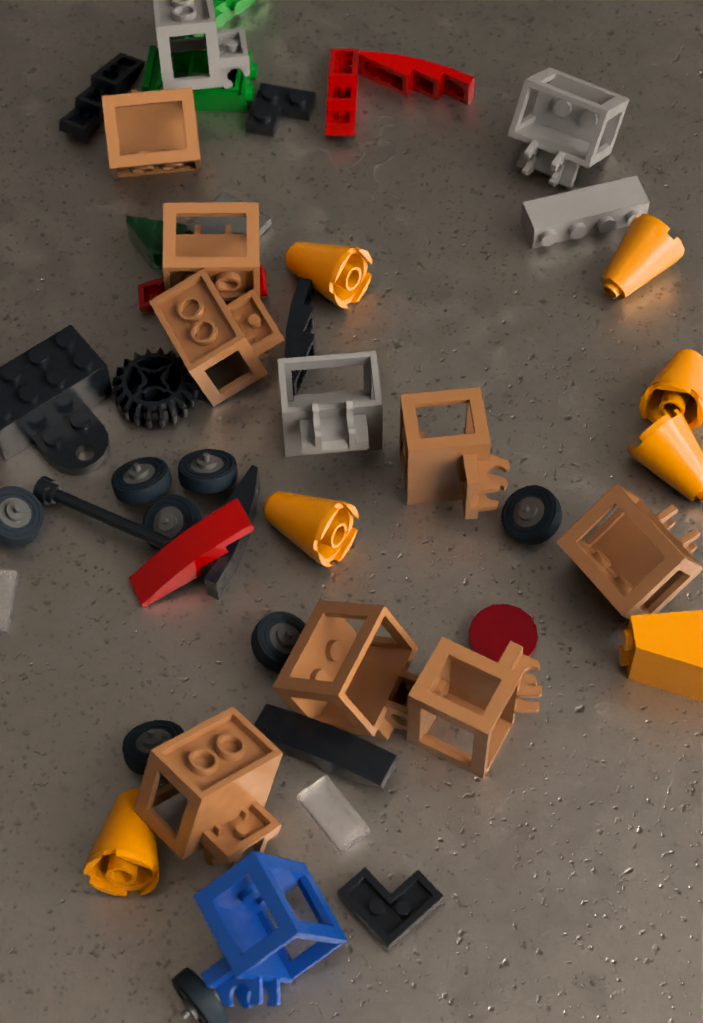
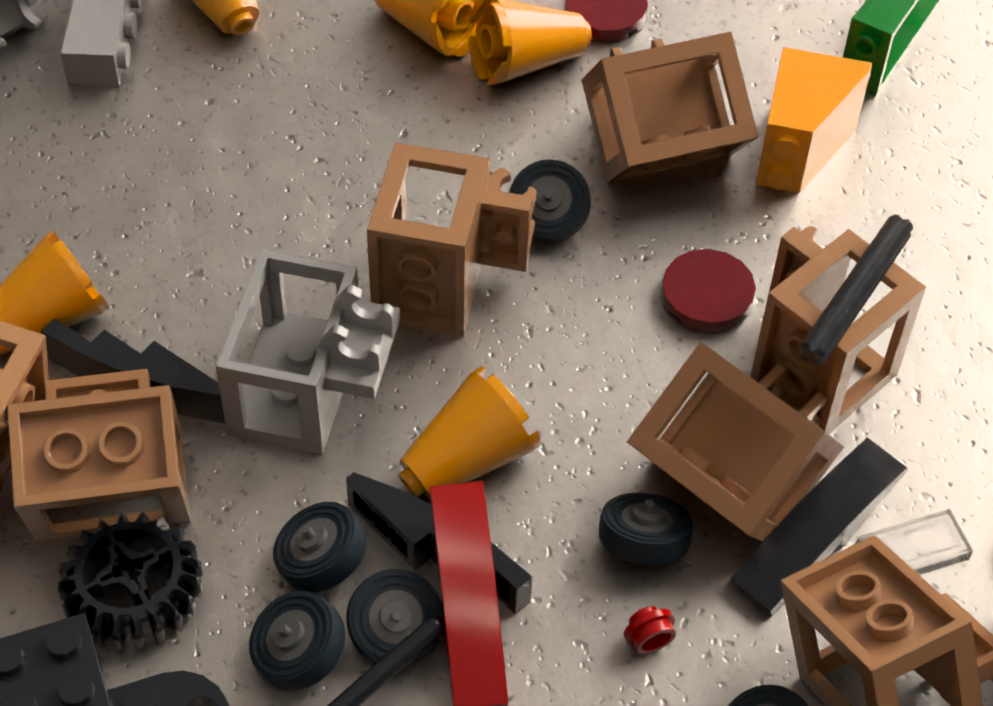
camera: 75 degrees left, 5 degrees down
(210, 665) = (650, 629): none -> red plate
(460, 686) = (856, 290): none -> black axle

